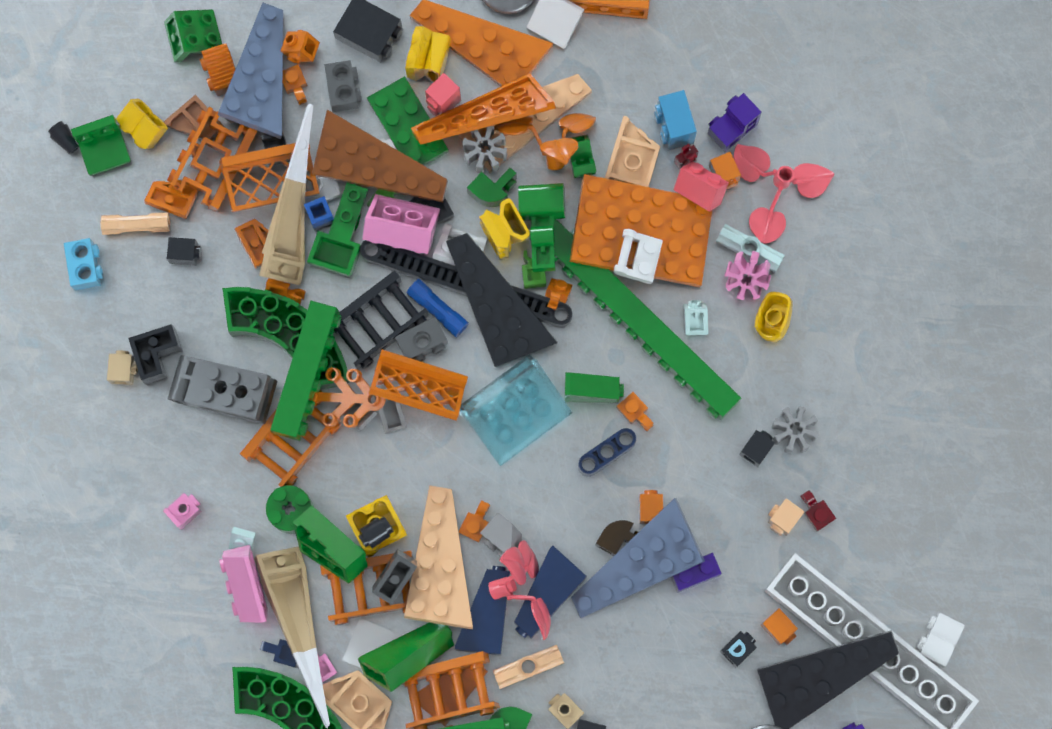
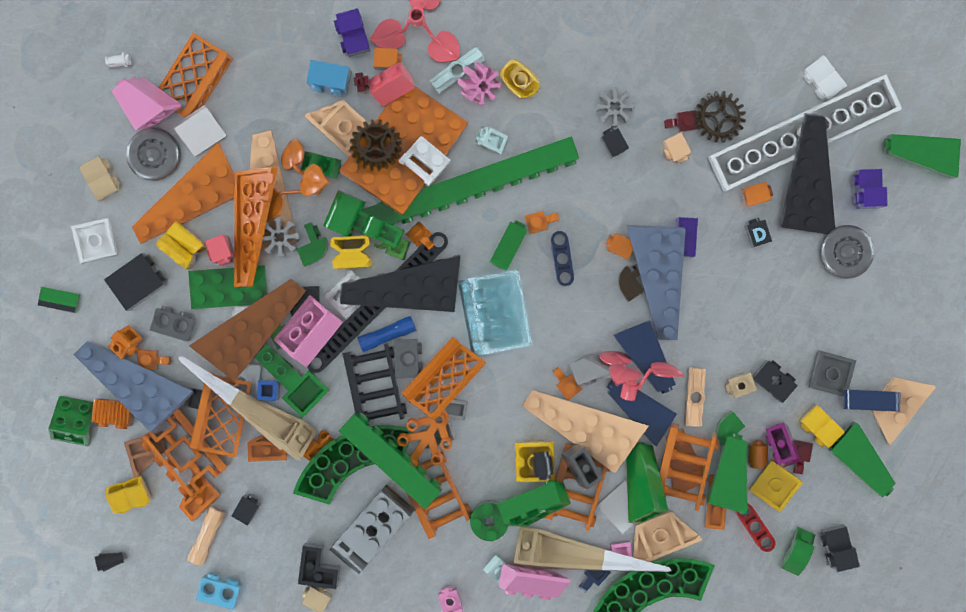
camera: 70 degrees left, 10 degrees up
(101, 145) = (130, 534): green bracket -> none
(646, 202) = (386, 133): none -> dark brown gear
(838, 536) = (729, 118): none -> dark brown gear

